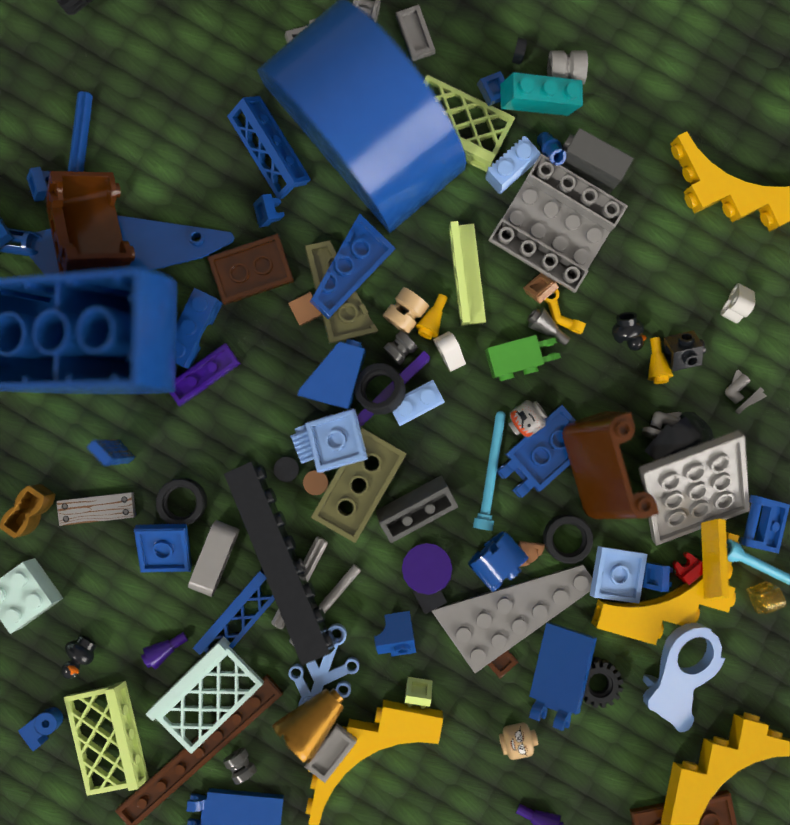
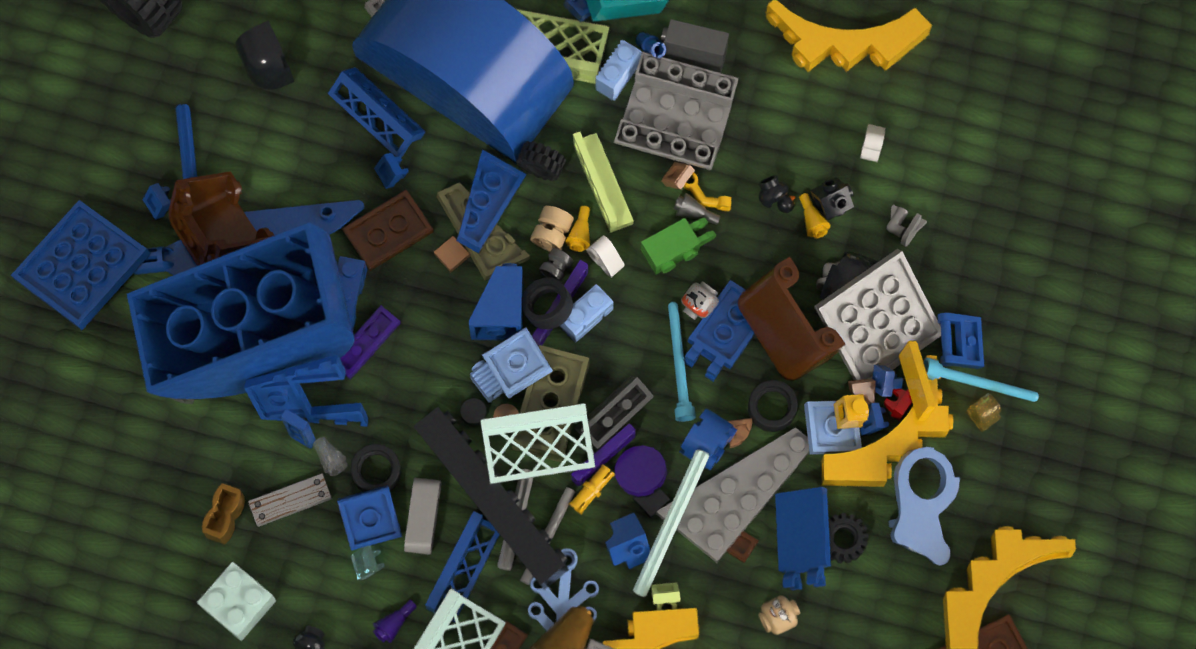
camera: 20 degrees left, 15 degrees down
(114, 416) = (283, 391): none -> blue wing
(142, 479) = (330, 457): none -> clear cone
(149, 589) = (365, 563): none -> clear light blue tile
(170, 62) = (263, 57): none -> black brick
(331, 506) = (536, 420): none -> light aqua fence
(376, 573) = (591, 489): none -> yellow pin
(391, 548) = (604, 454): none -> dark purple tile
(412, 240) = (541, 161): none -> black tyre
(442, 630) = (671, 522): none -> light aqua axle
(647, 571) = (855, 411): none -> yellow brick
(658, 548) = (865, 387): none -> medium nougat tile
(681, 545) = (886, 380): none -> blue tile

